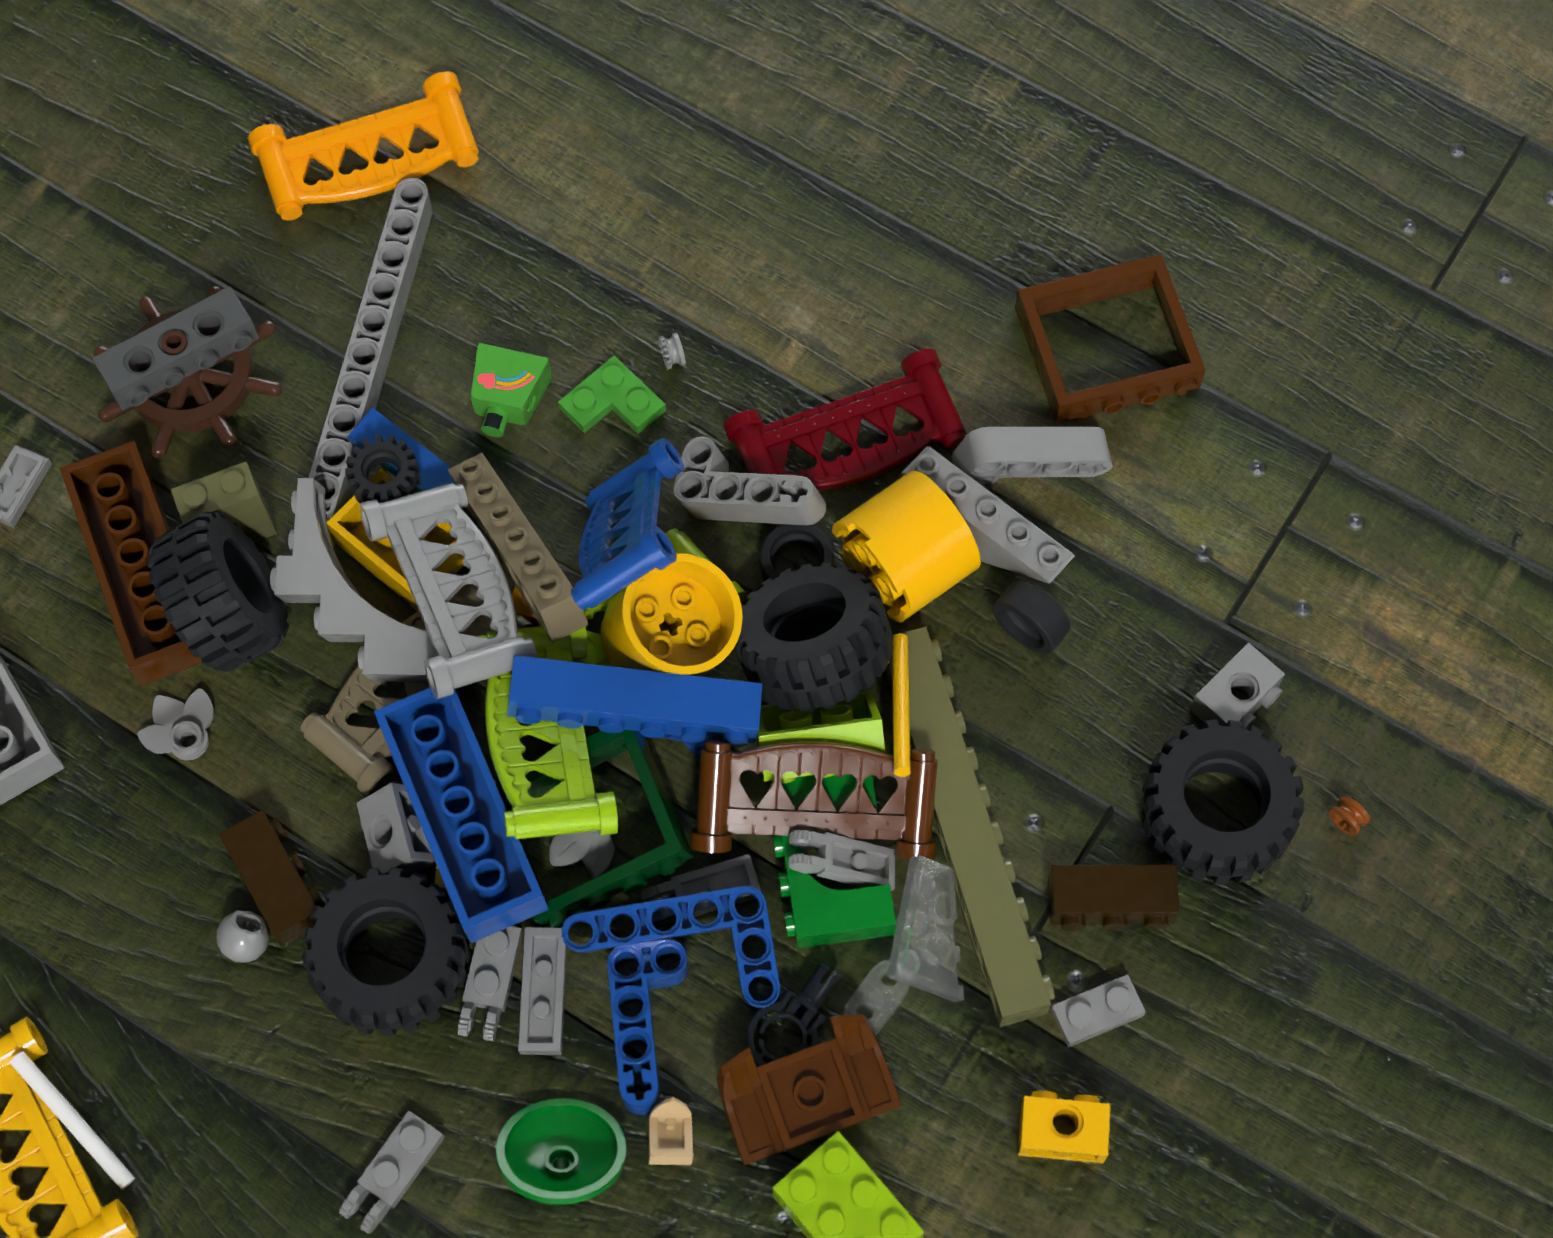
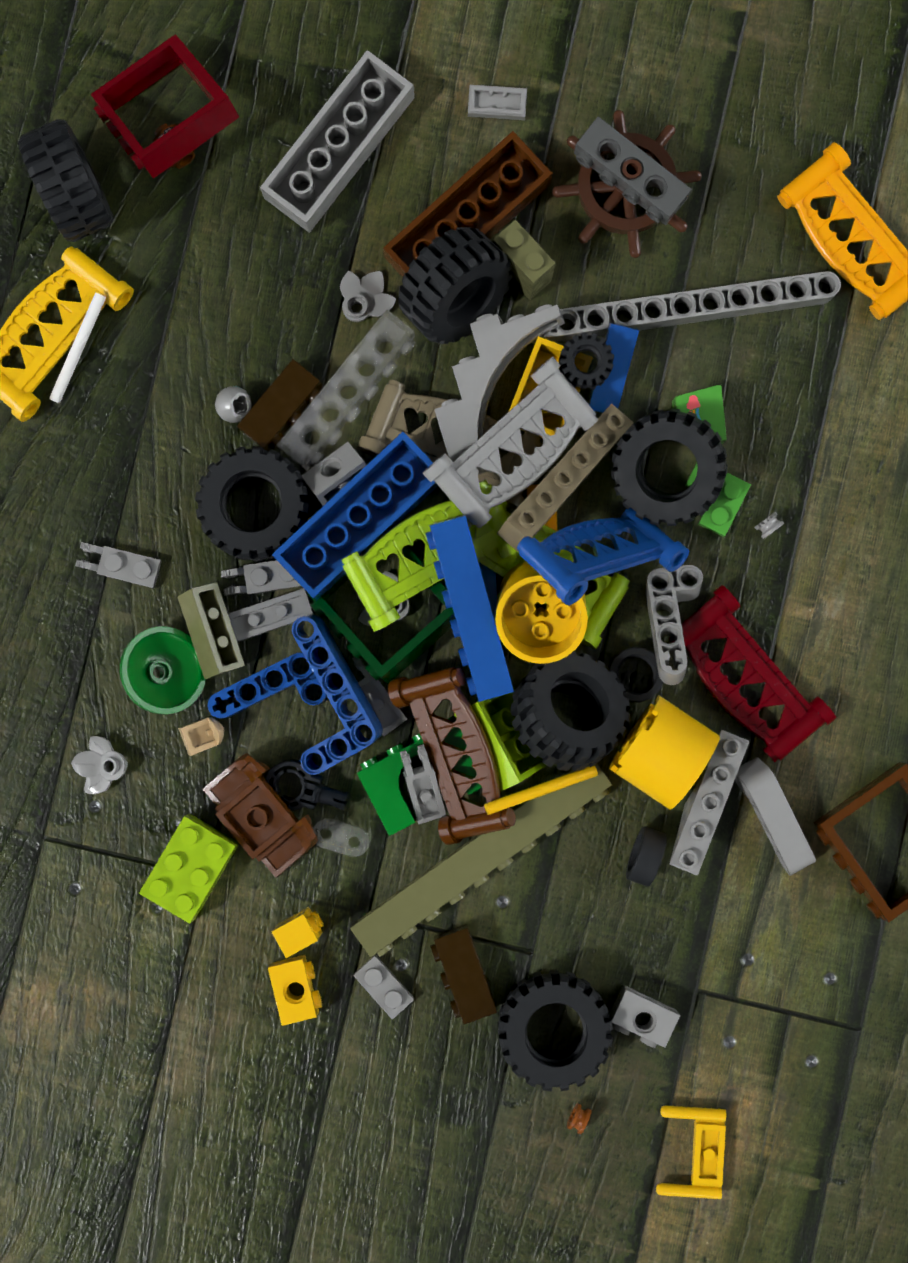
camera: 70 degrees right, 20 degrees up
(236, 706) = (386, 329): none -> clear brick
(532, 1068) = (210, 630): none -> olive brick
(590, 389) = (656, 504): none -> black tyre
(924, 934) = (385, 858): clear wing -> none
(985, 1087) = (298, 931): none -> yellow brick
(1436, 675) = (707, 1152): none -> yellow plate

